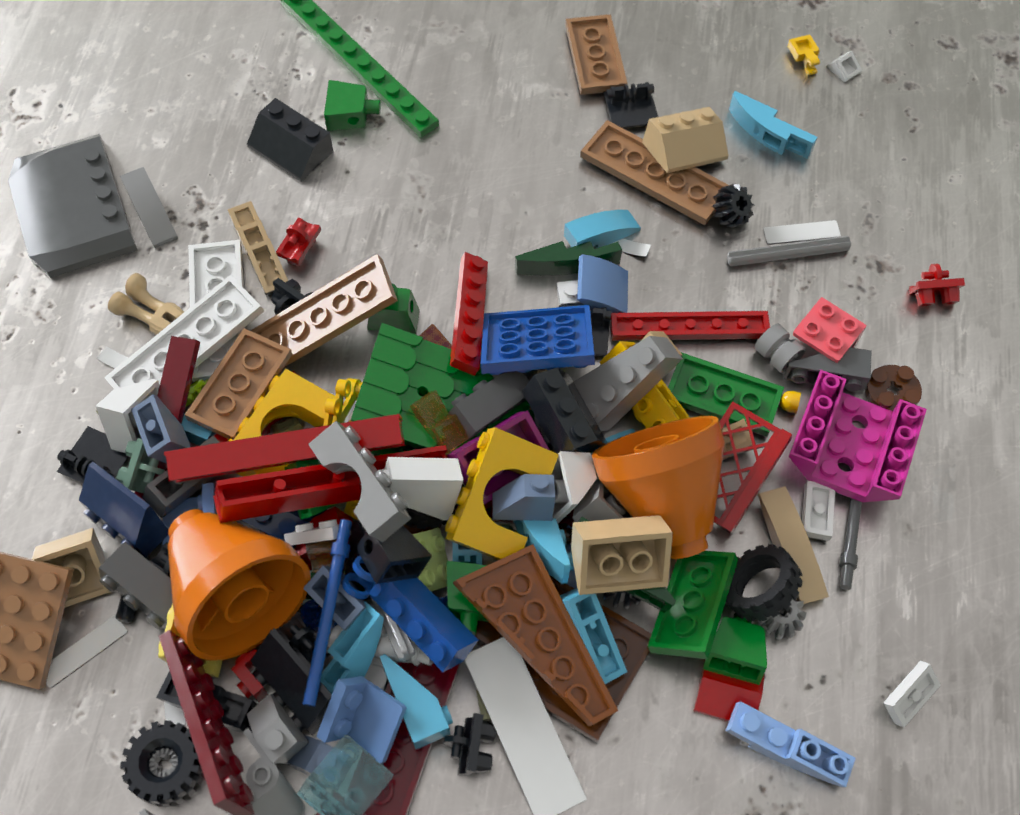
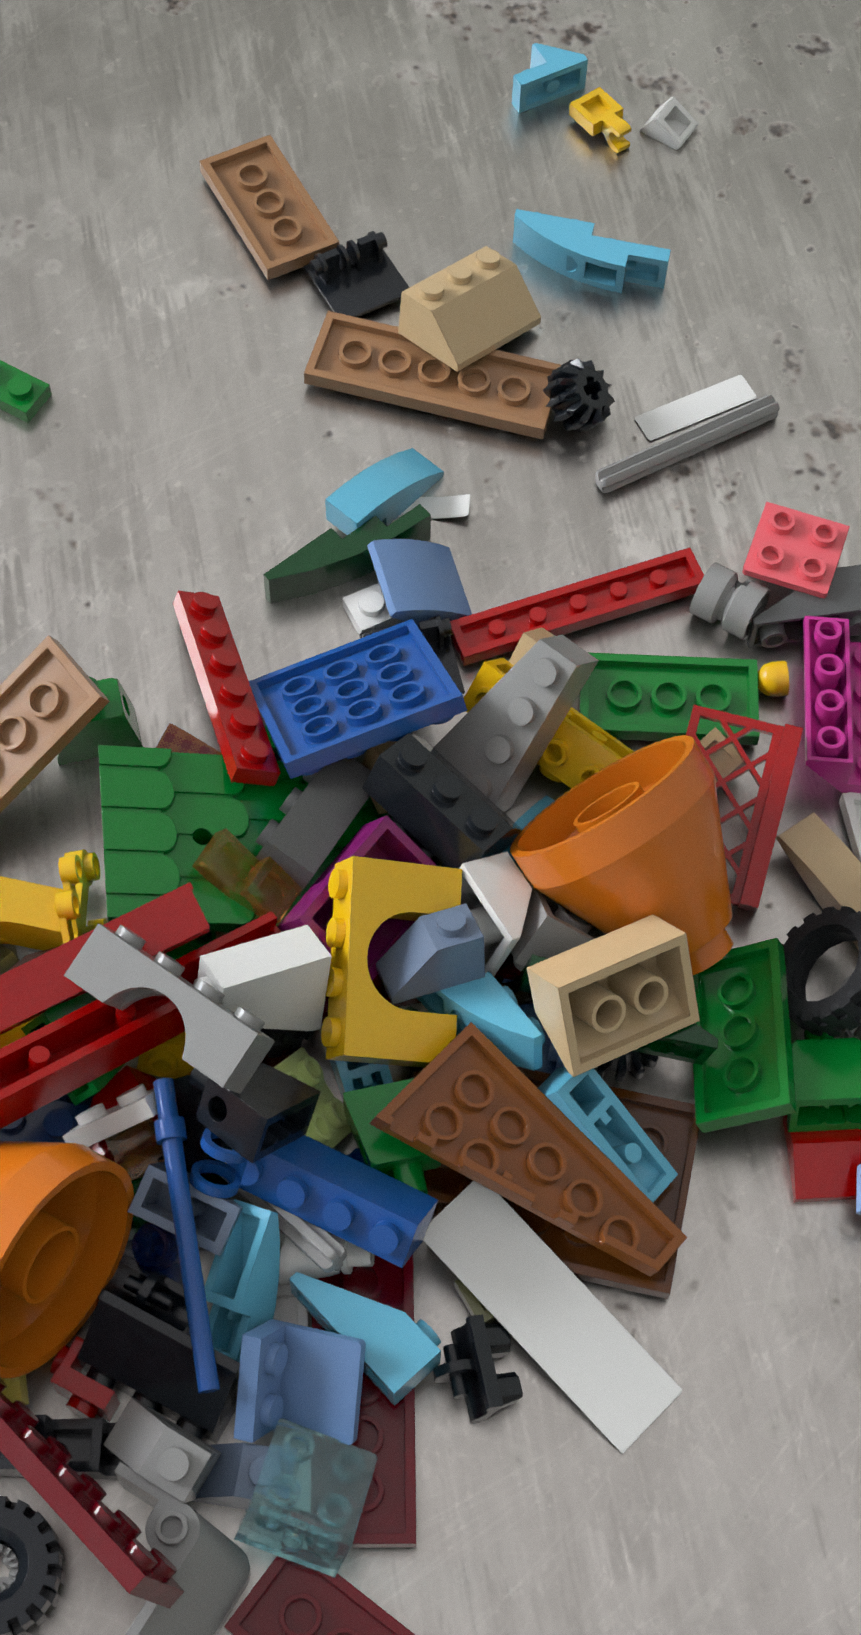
camera: 20 degrees left, 0 degrees up
(784, 22) = (550, 77): none -> medium azure slope

